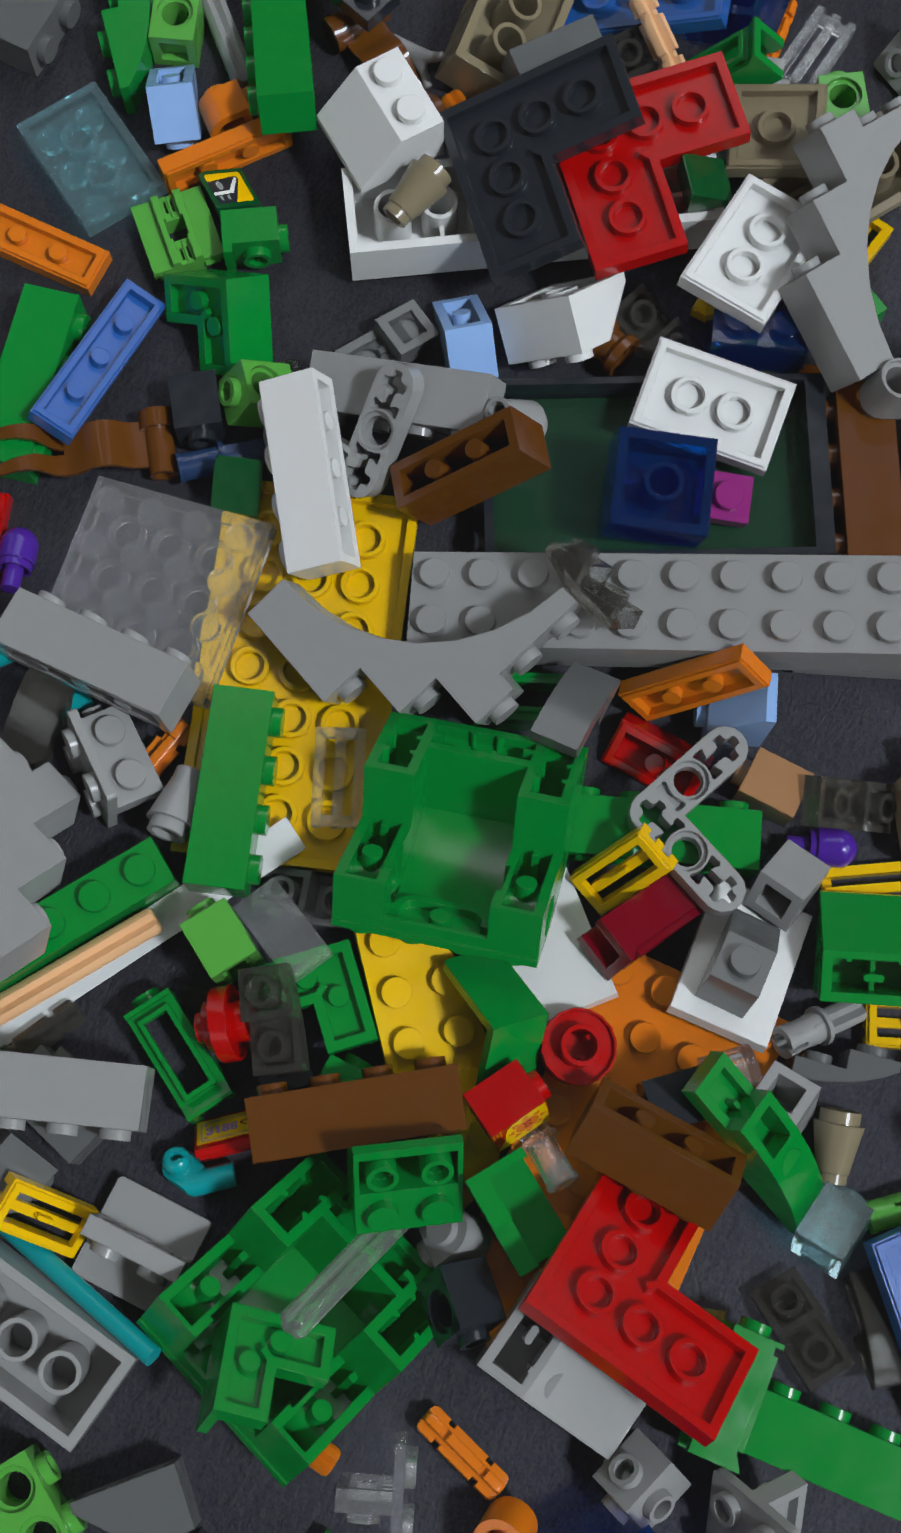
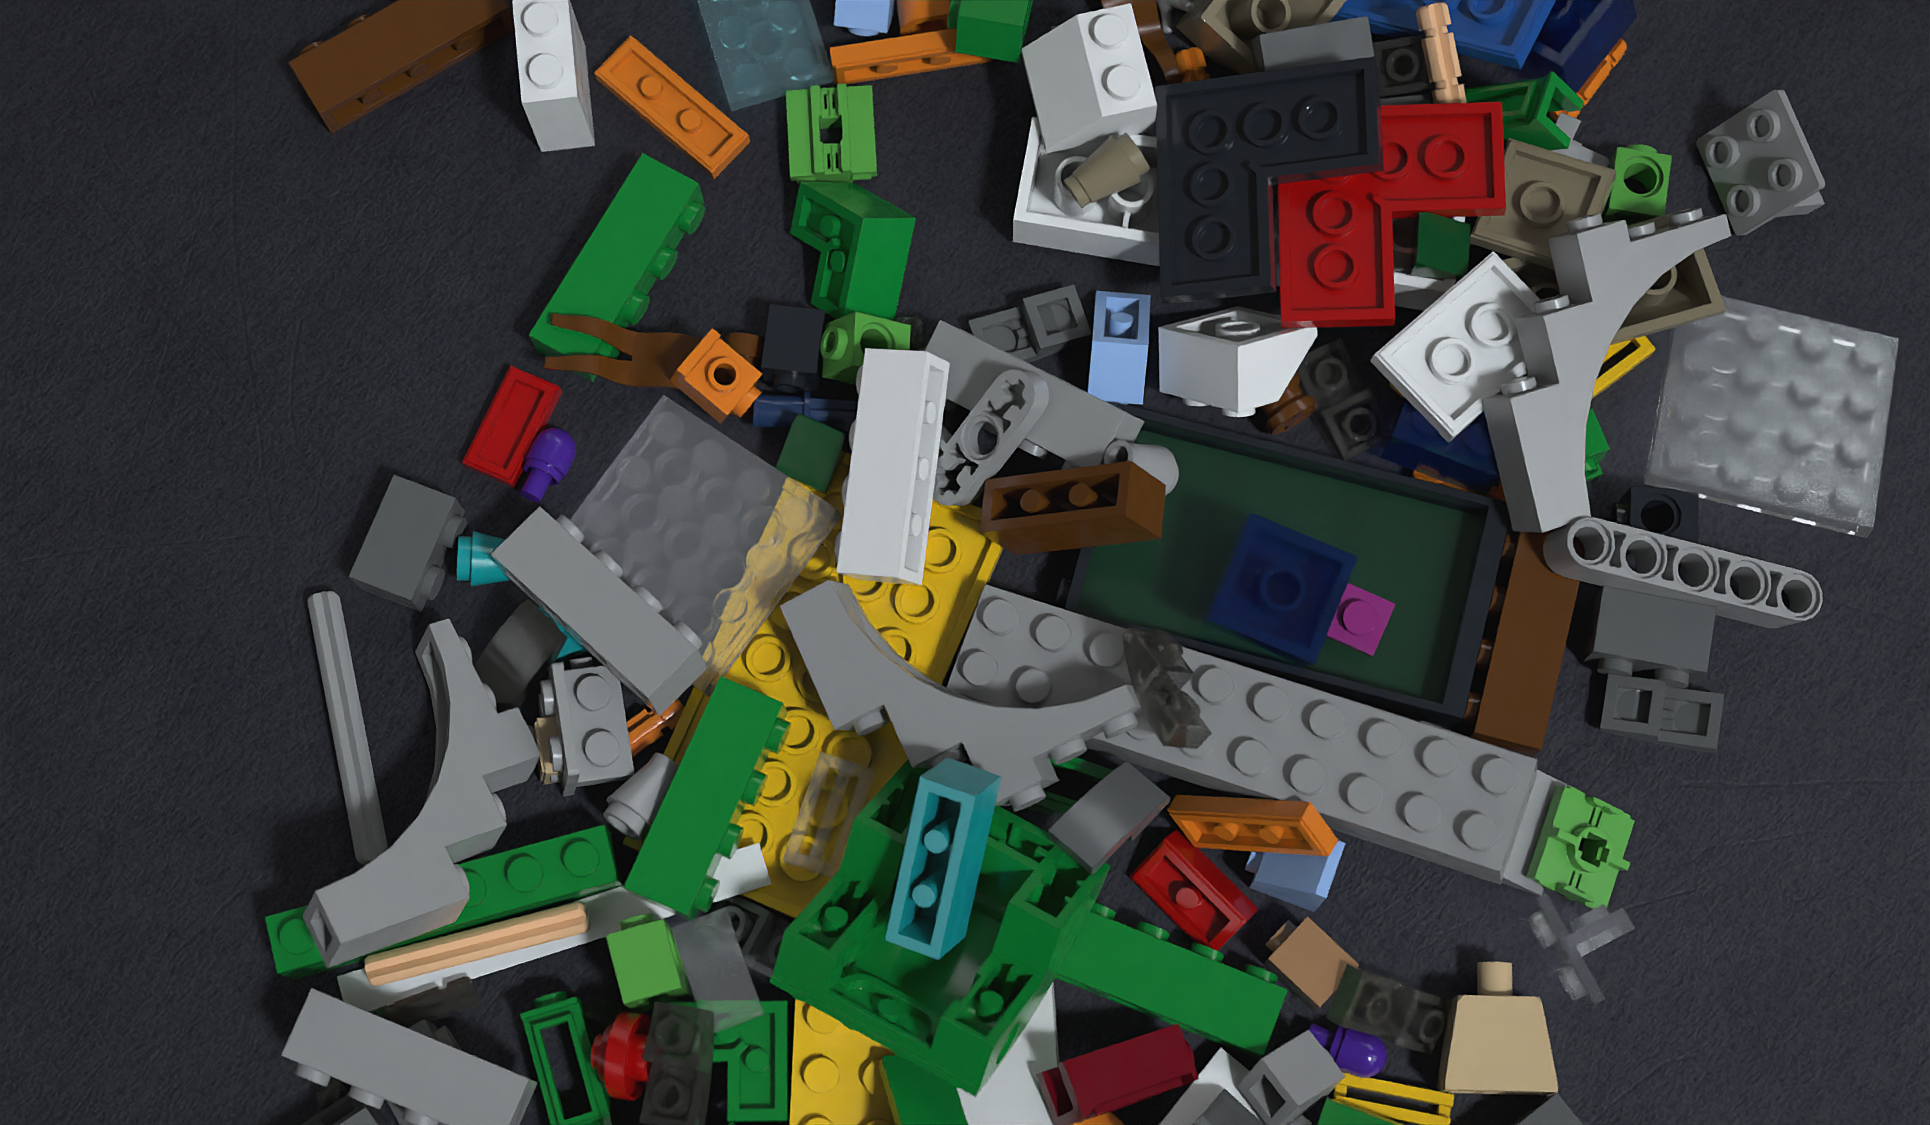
camera: 20 degrees right, 0 degrees up
(85, 805) = (545, 728): none -> tan tile
(96, 362) = (698, 264): blue tile -> none
(128, 455) = (697, 378): none -> orange brick
(227, 190) = (902, 101): slope -> none
(253, 237) = (913, 164): green brick -> none
(449, 776) = (942, 858): none -> teal brick
(649, 850) = (1140, 1000): yellow tile -> none
(676, 807) = (1190, 959): light grey beam -> none
(714, 399) = (1373, 507): white tile -> none
(829, 26) = (1659, 80): clear tile -> none

